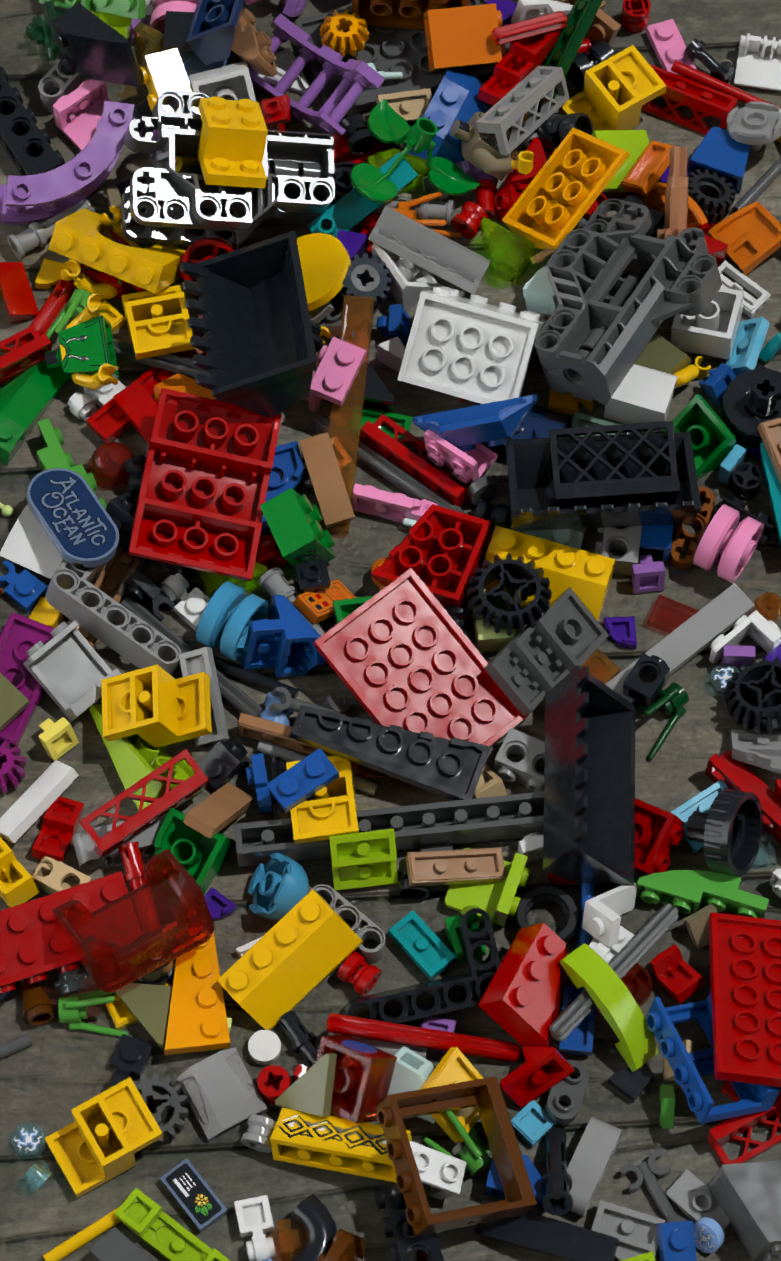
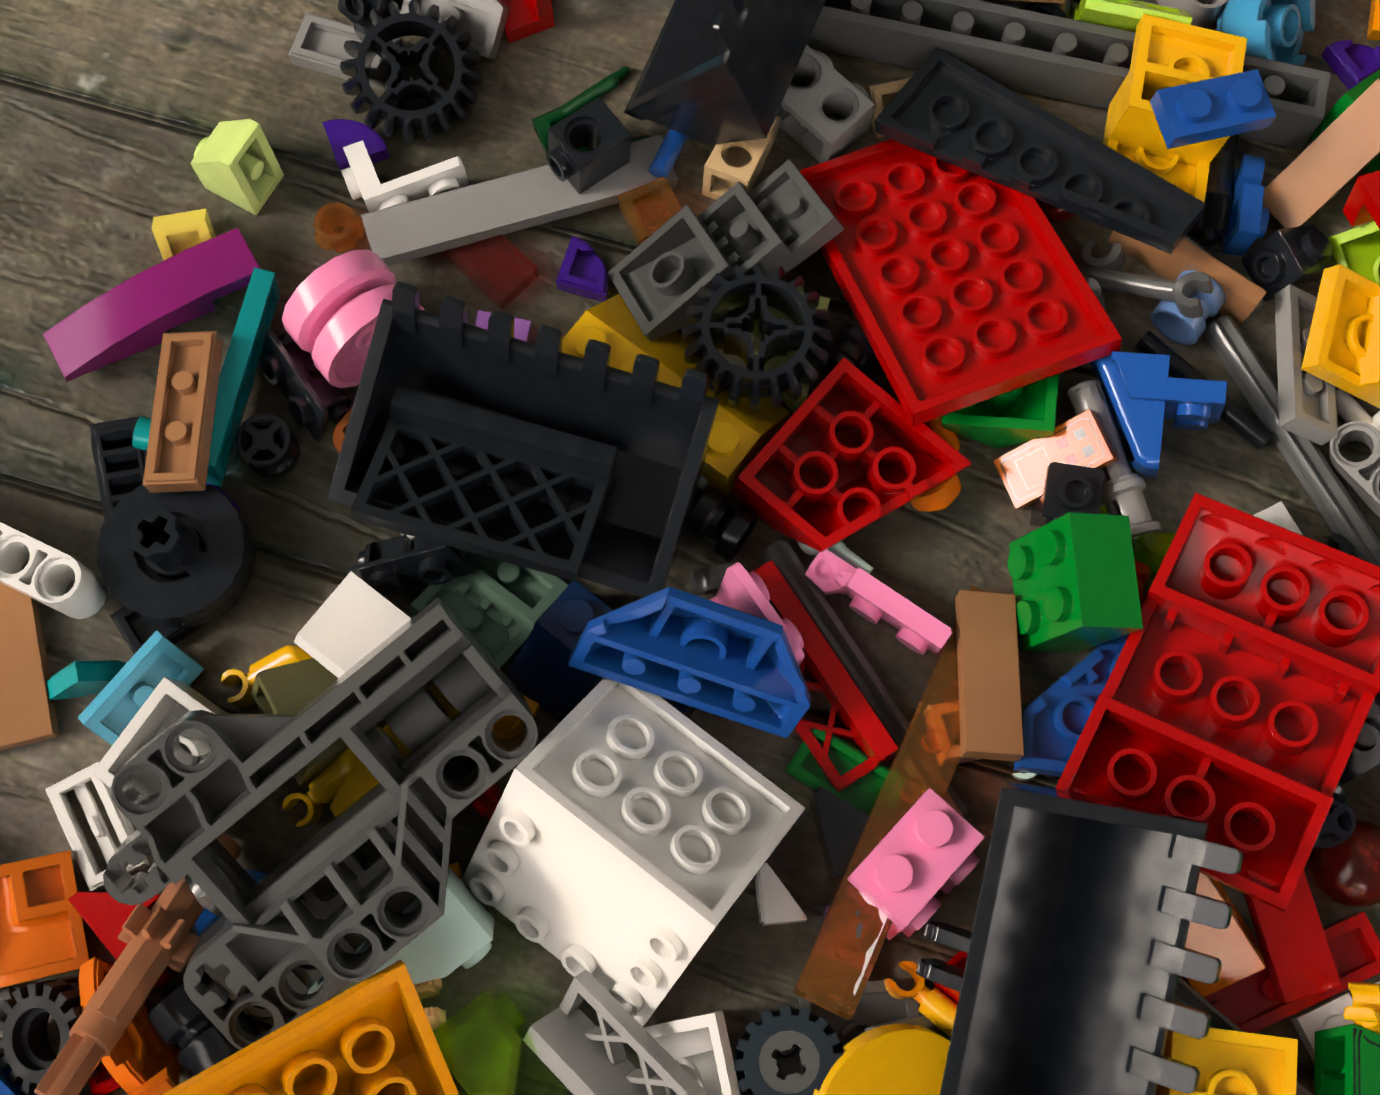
camera: 160 degrees left, 10 degrees up
(228, 619) = (1230, 461): dark azure wheel -> none
(395, 324) = (749, 966): blue tile -> none
(709, 435) = (305, 541): green slope -> none
(717, 383) = (223, 633): blue tile -> none
(720, 676) = (465, 141): clear light blue tile -> none
(734, 458) = (277, 479): medium azure tile -> none
(738, 655) = (420, 151): medium lavender tile -> none

